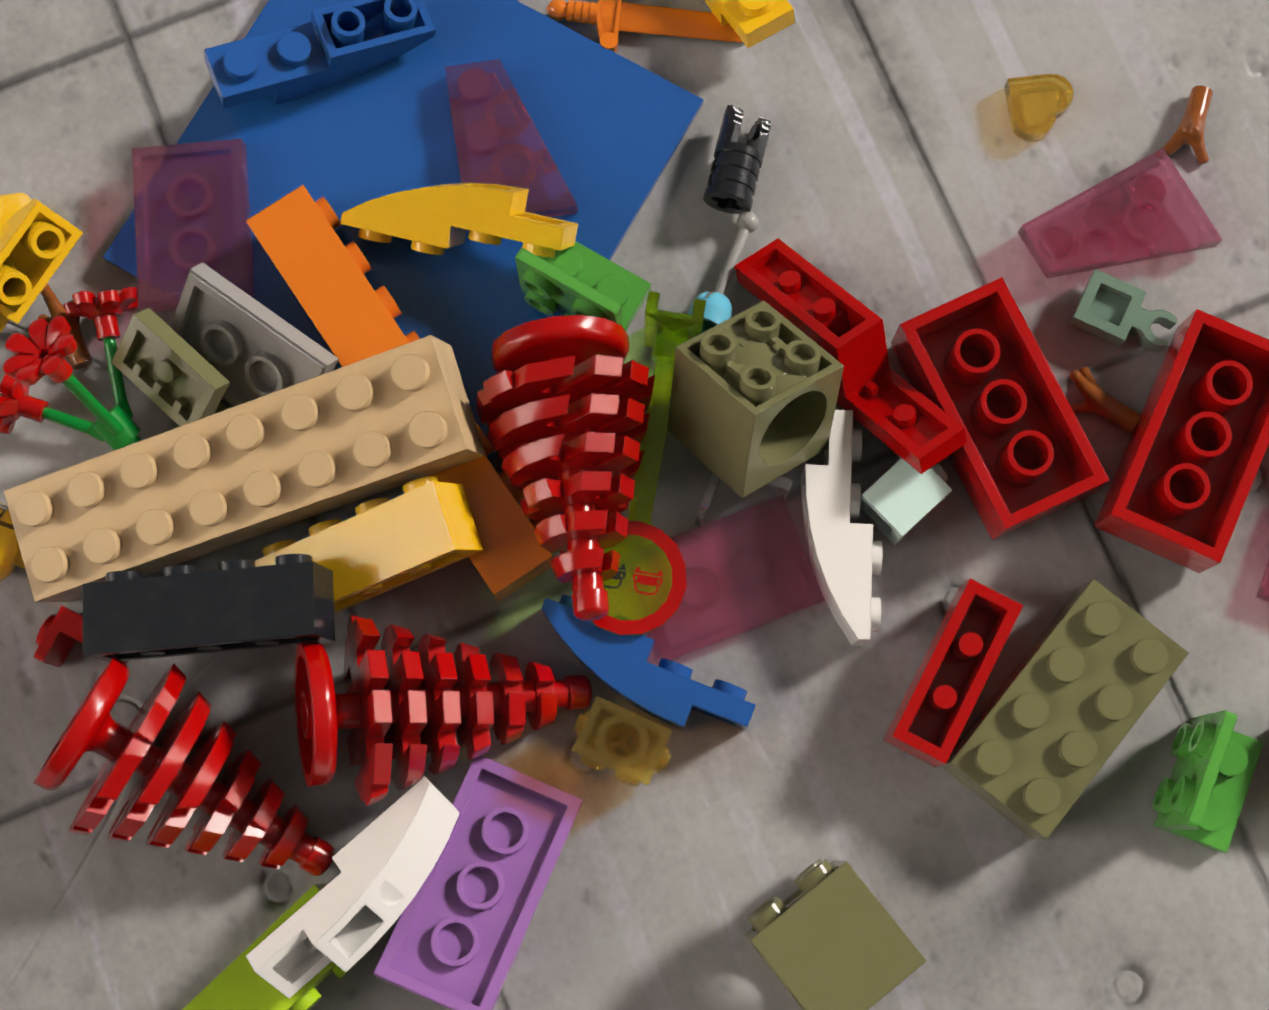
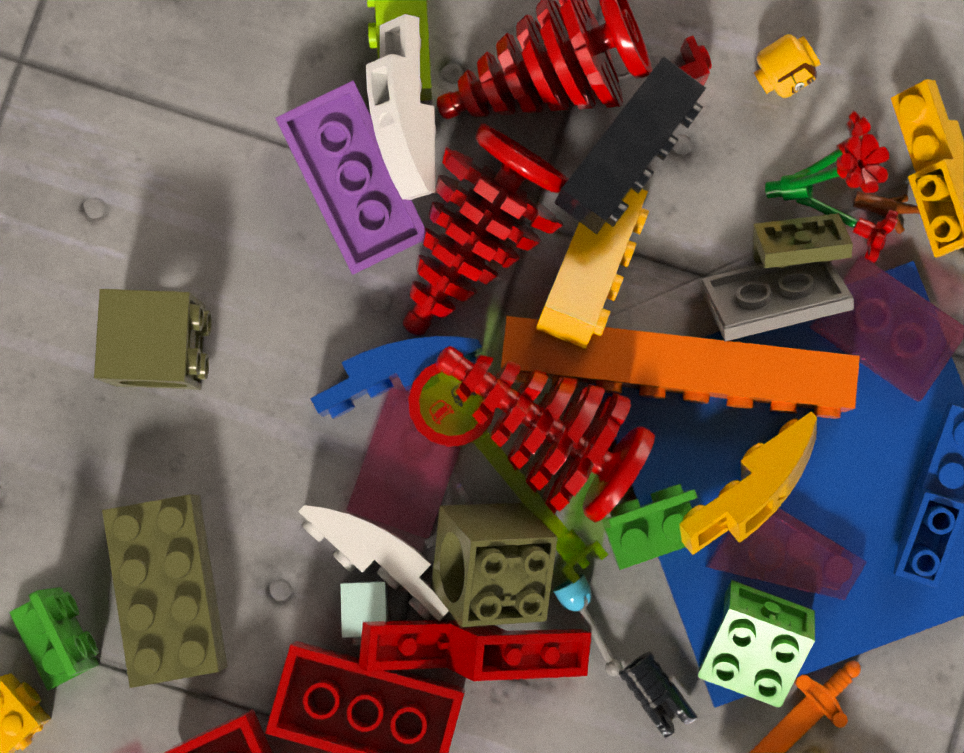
camera: 130 degrees right, 5 degrees up
(246, 470) = (698, 235): tan brick -> none
(595, 745) = (346, 318): clear yellow head -> none
(607, 100) = (759, 644): none -> bracket
(953, 673) = (238, 542): red brick -> none

